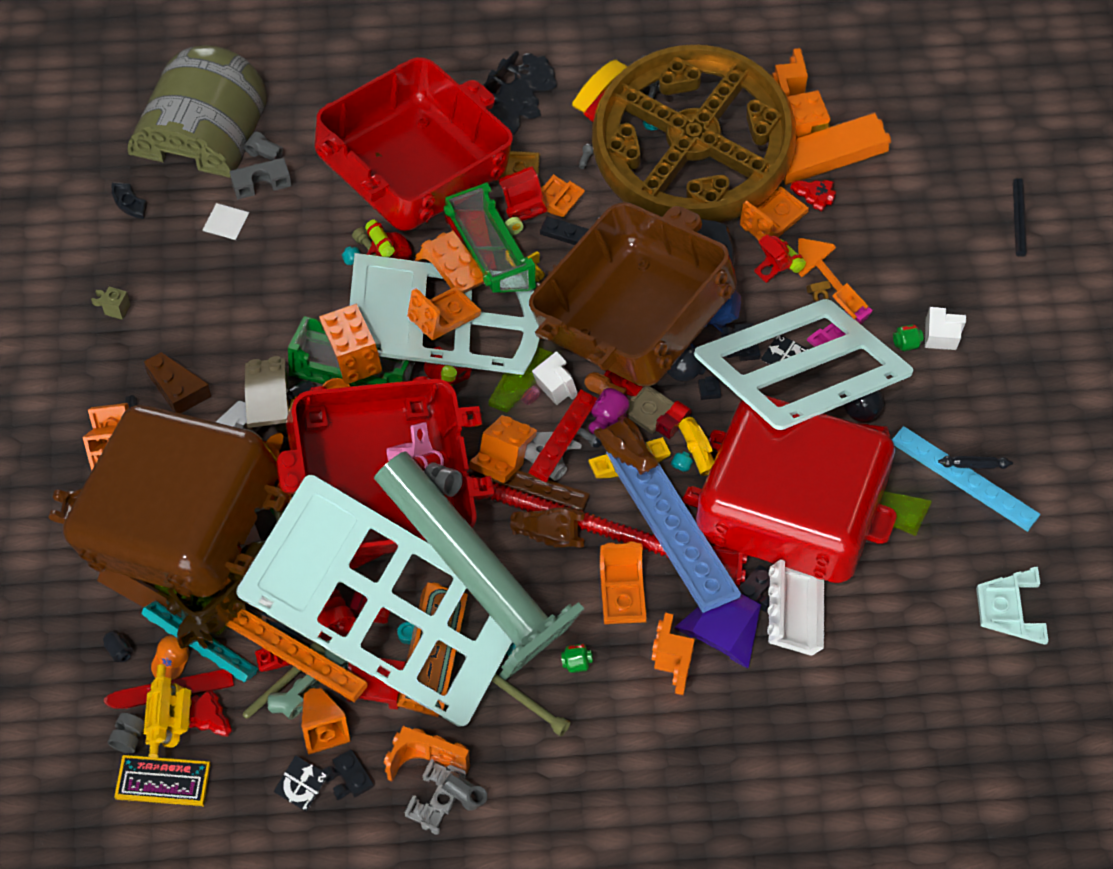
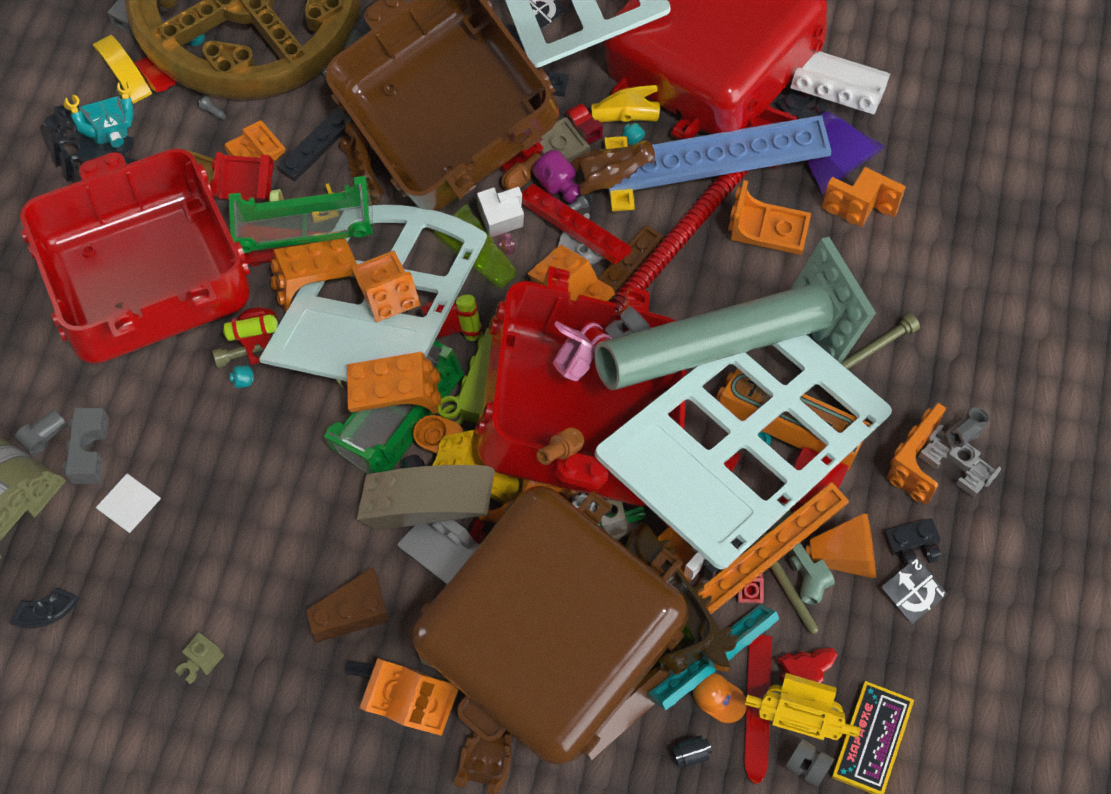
camera: 70 degrees left, 5 degrees up
(300, 446) = (561, 446): none -> dark orange arm
(541, 89) = (104, 119): none -> teal torso
(551, 526) = (679, 268): reddish brown animal -> none

